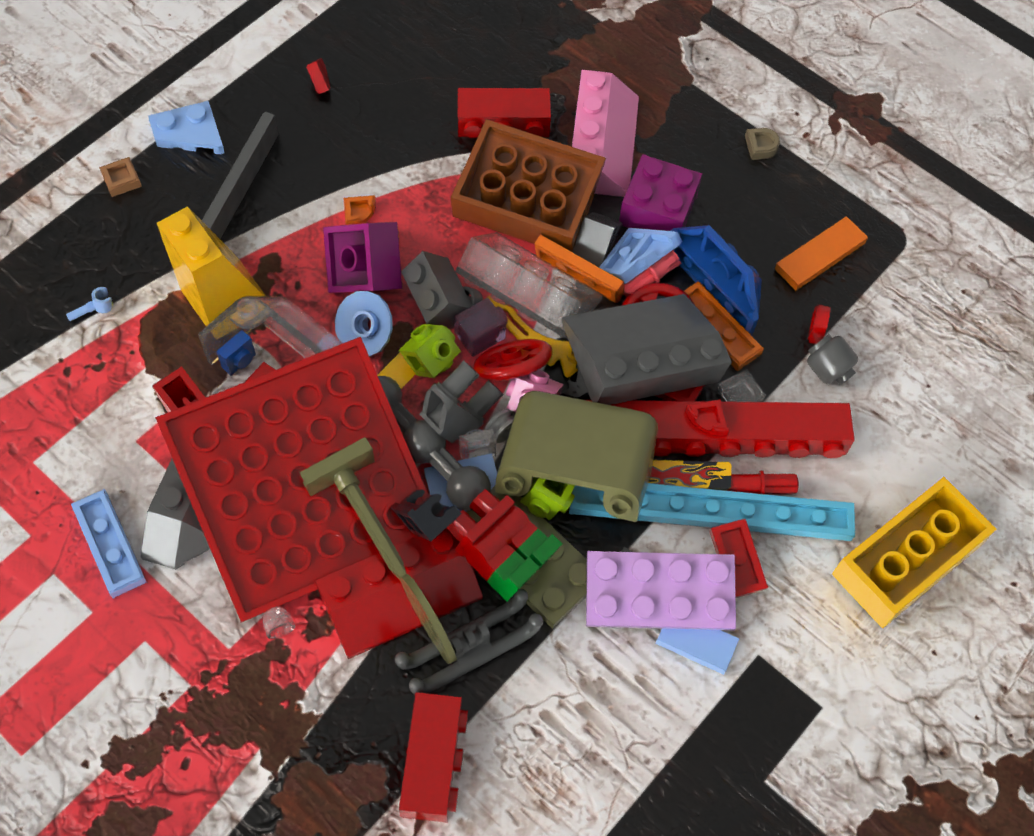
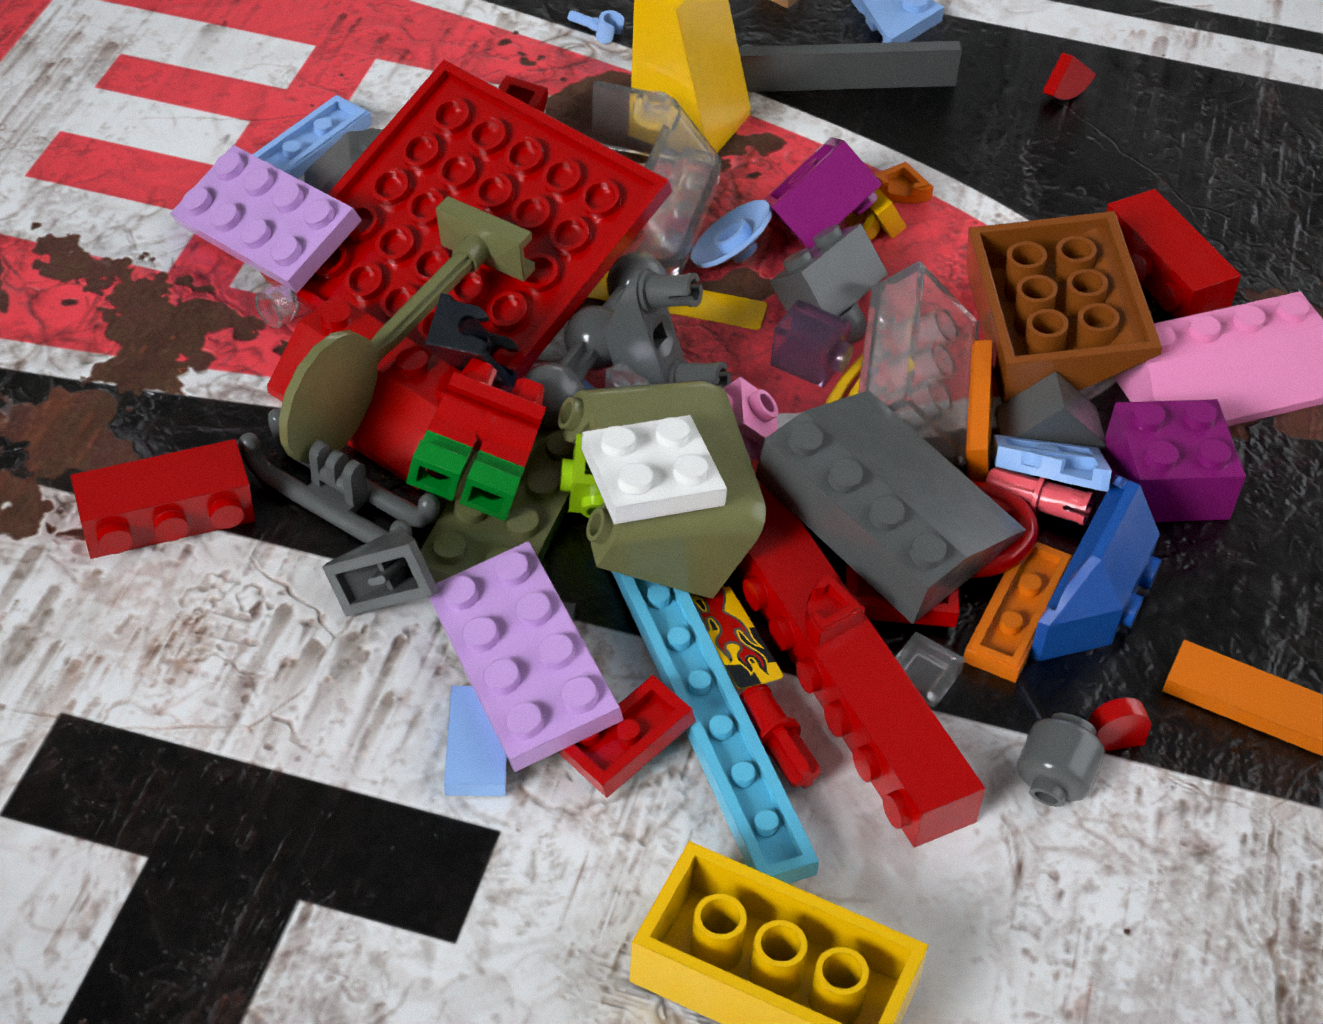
camera: 65 degrees right, 15 degrees down
(198, 599) = (266, 217): none -> lavender plate
(236, 353) = (616, 136): blue plate -> none
(430, 350) = (719, 299): lime brick -> none
(513, 359) = (774, 378): red plate -> none
(566, 642) = (380, 574): none -> dark grey slope
(604, 458) = (653, 469): none -> white plate

